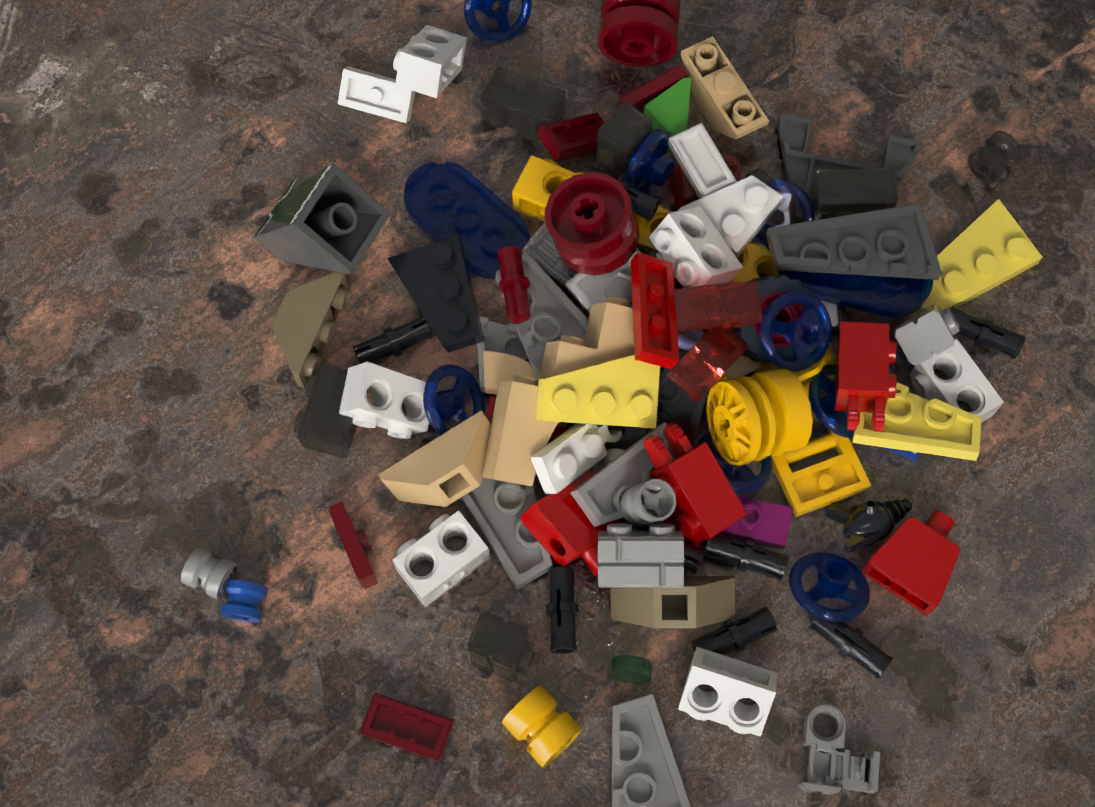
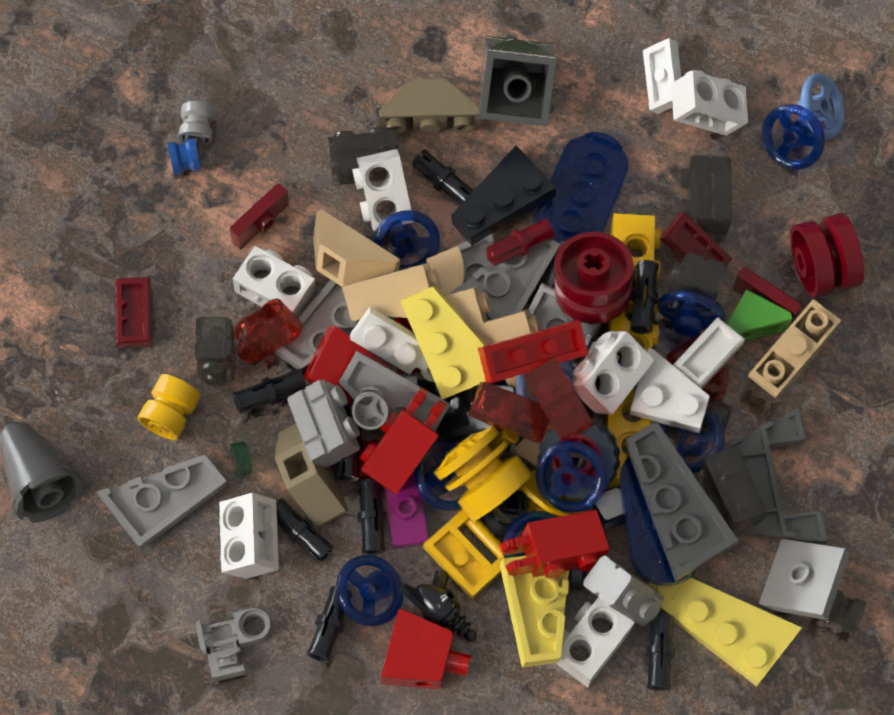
camera: 65 degrees right, 0 degrees up
(497, 583) = (269, 328): none -> clear red piece
(956, 174) = (804, 579): none -> light grey plate

